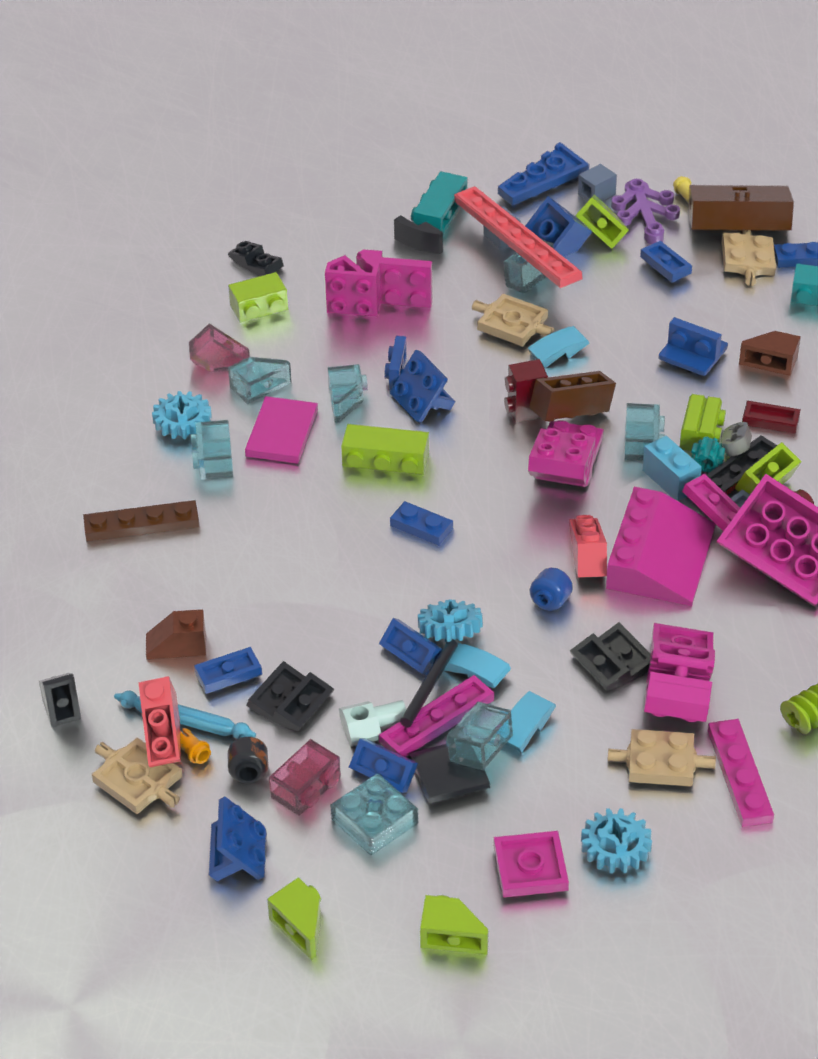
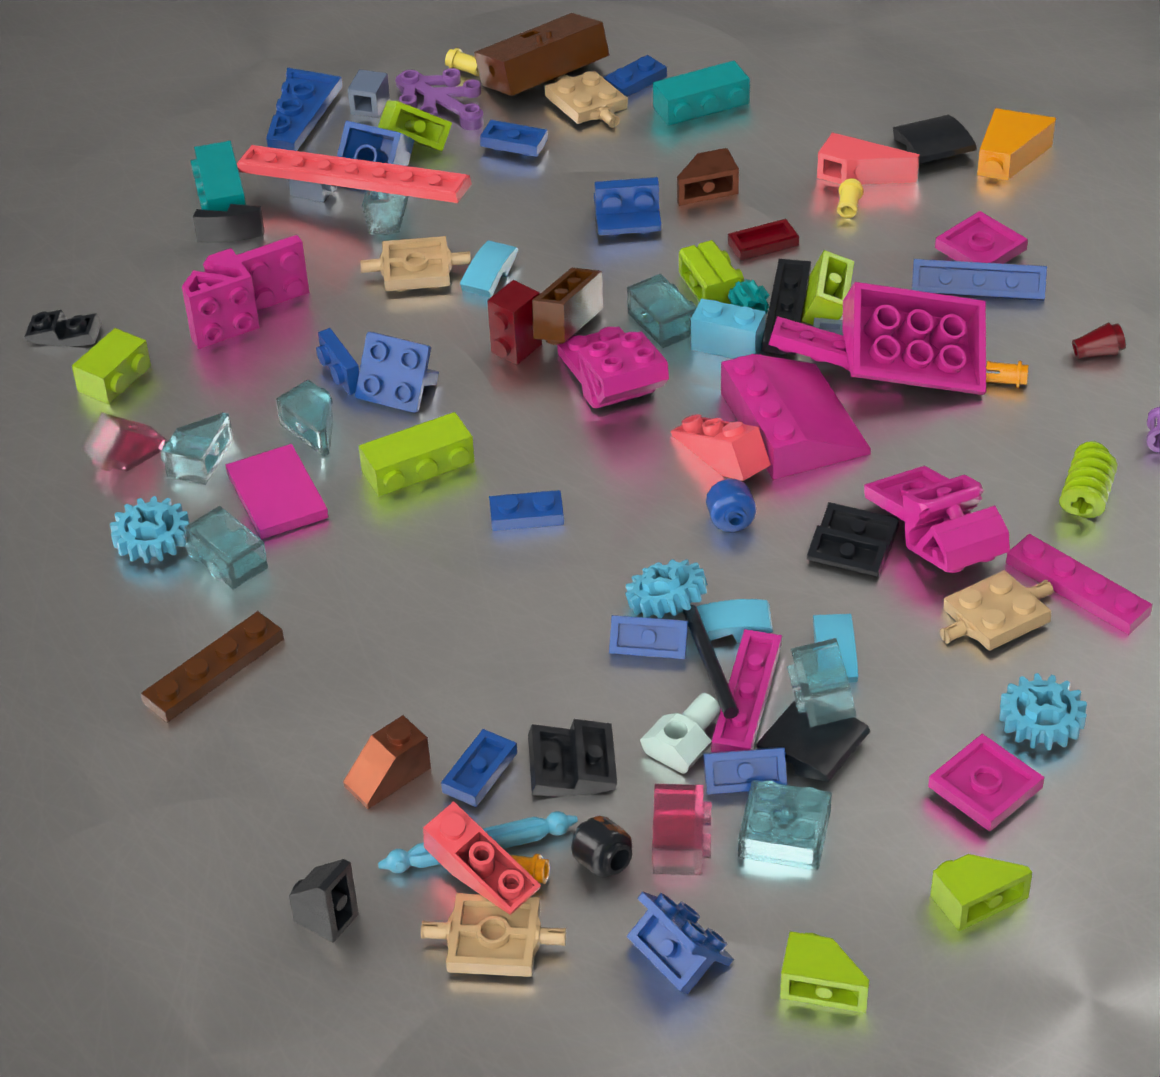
camera: 35 degrees left, 0 degrees up
(736, 439) = (761, 270): light grey beam -> none

